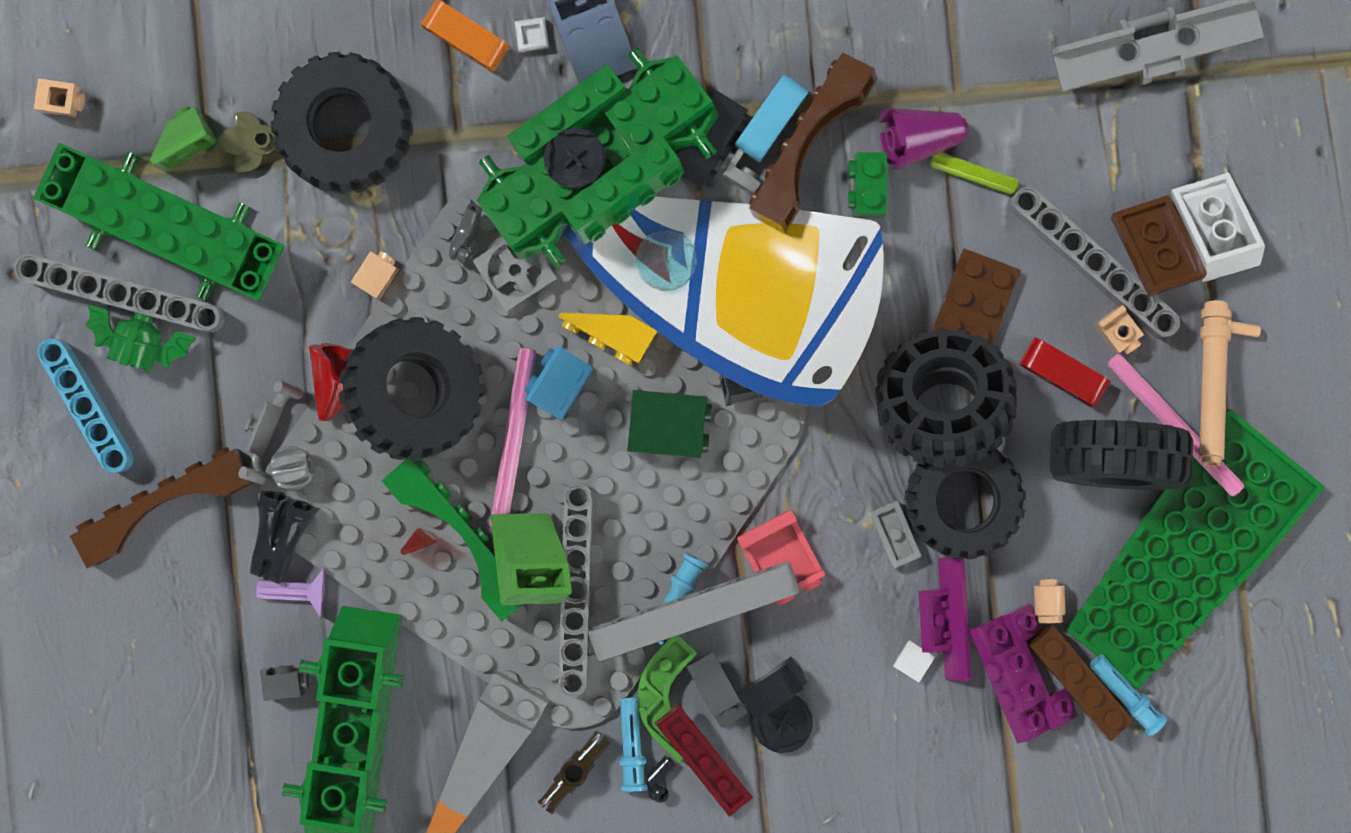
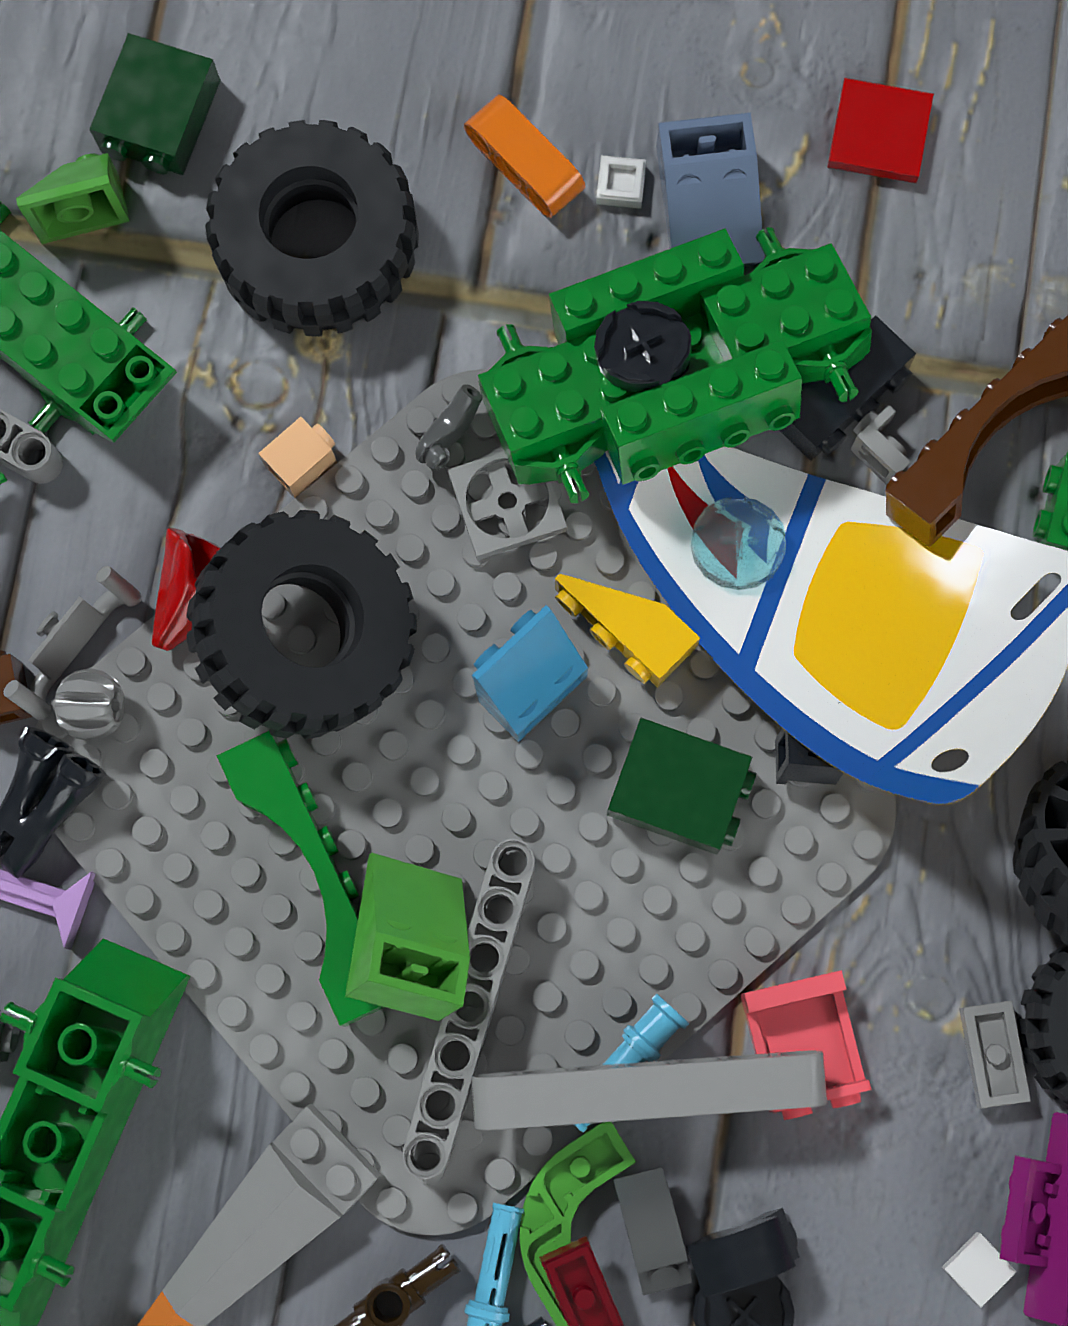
camera: 20 degrees right, 10 degrees down
(213, 62) = (155, 105): none -> dark green brick
(243, 141) = (164, 227): olive plate -> none
(420, 539) = (247, 866): clear red slope -> none
(513, 432) = (437, 744): bright pink axle -> none
(772, 118) = (947, 379): medium azure beam -> none

